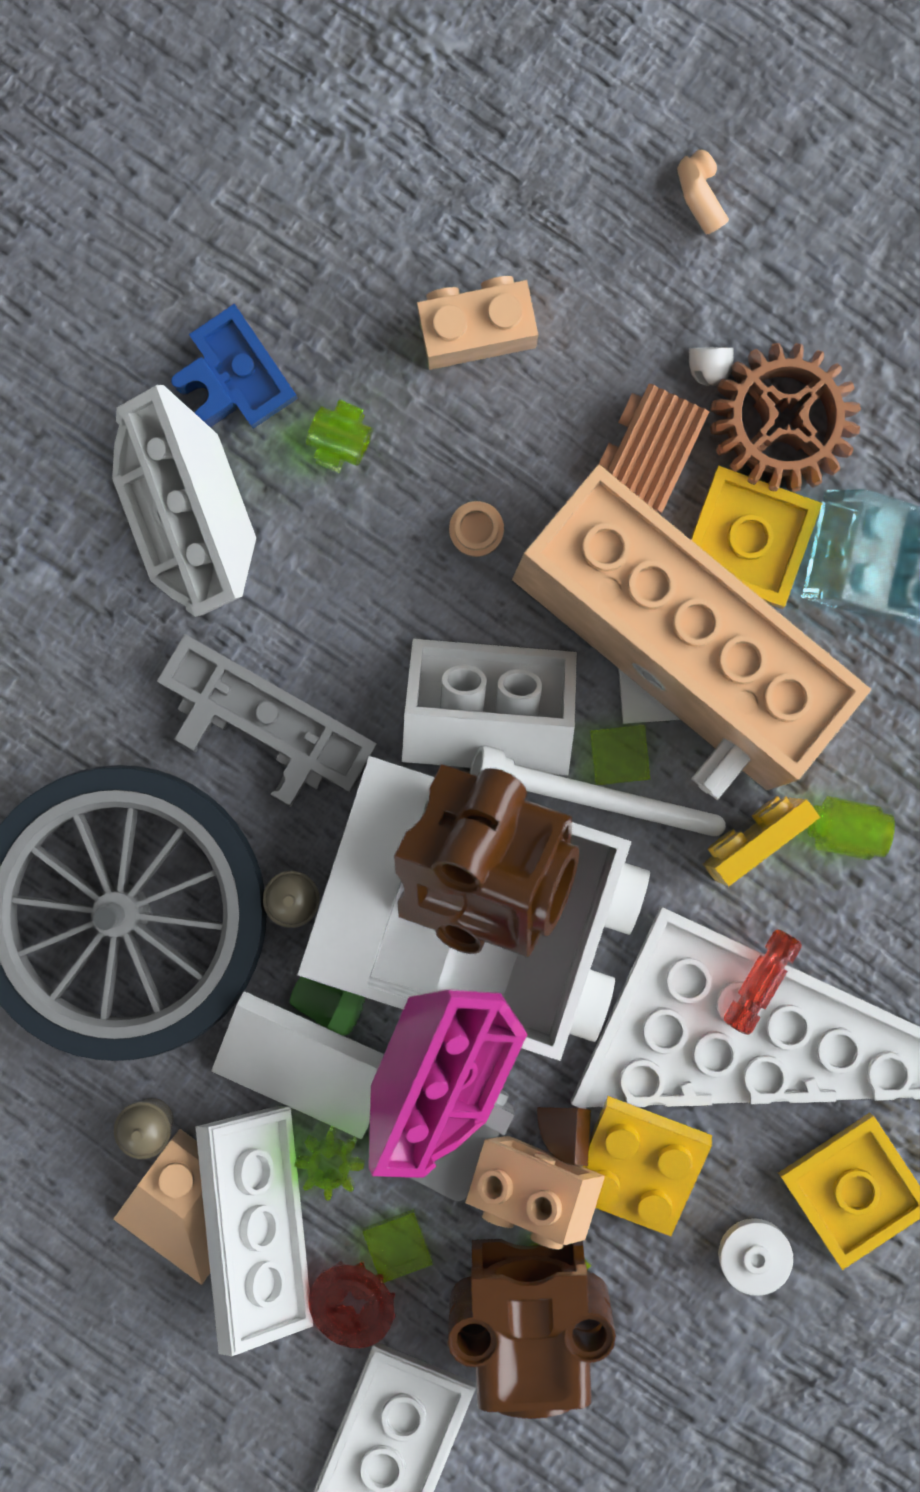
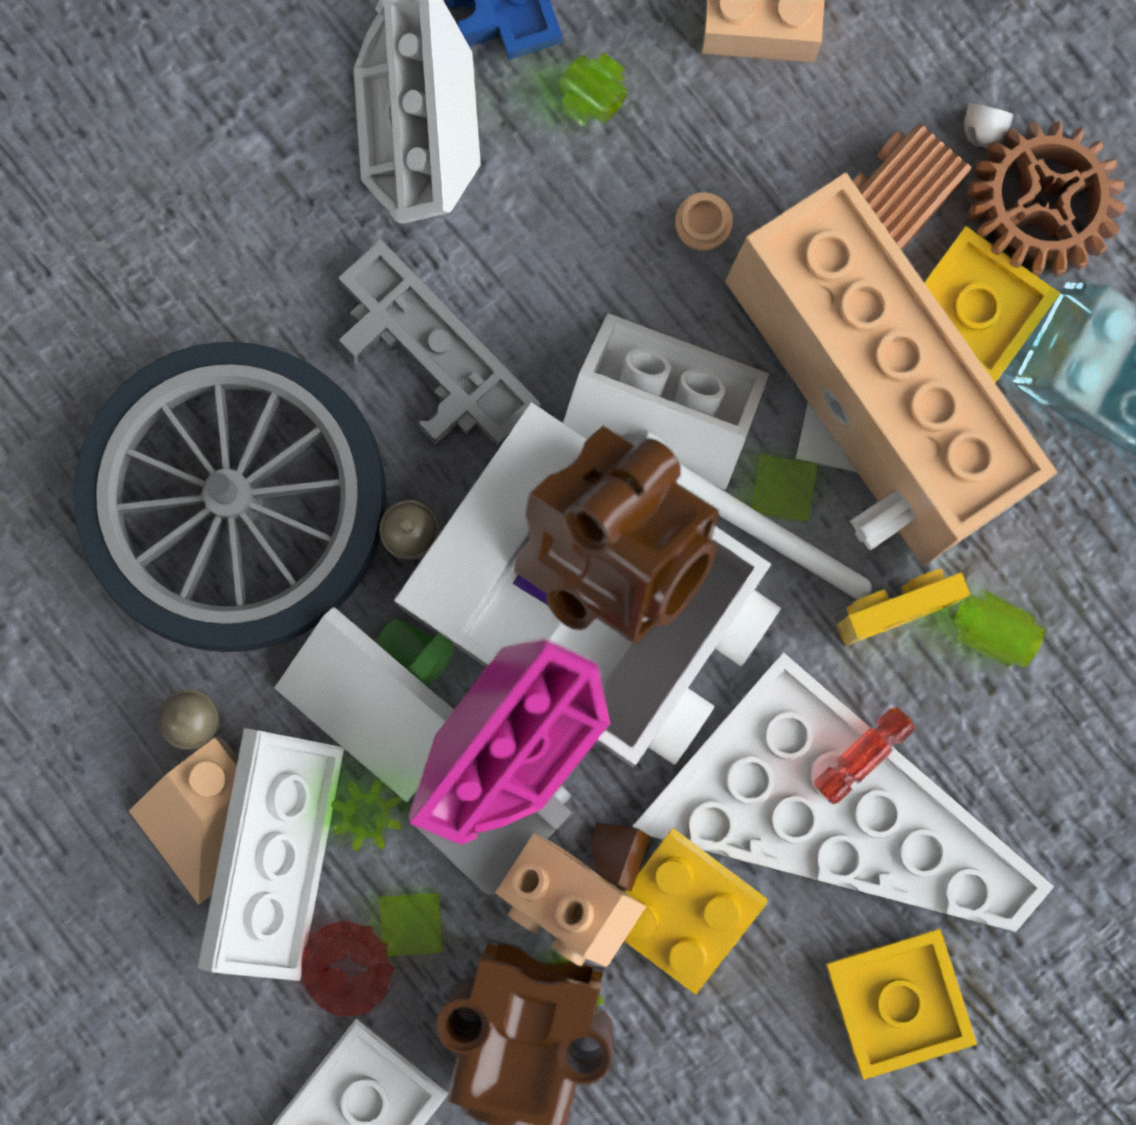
camera: 15 degrees right, 5 degrees down
(755, 1257) = (777, 1041): white wheel -> none

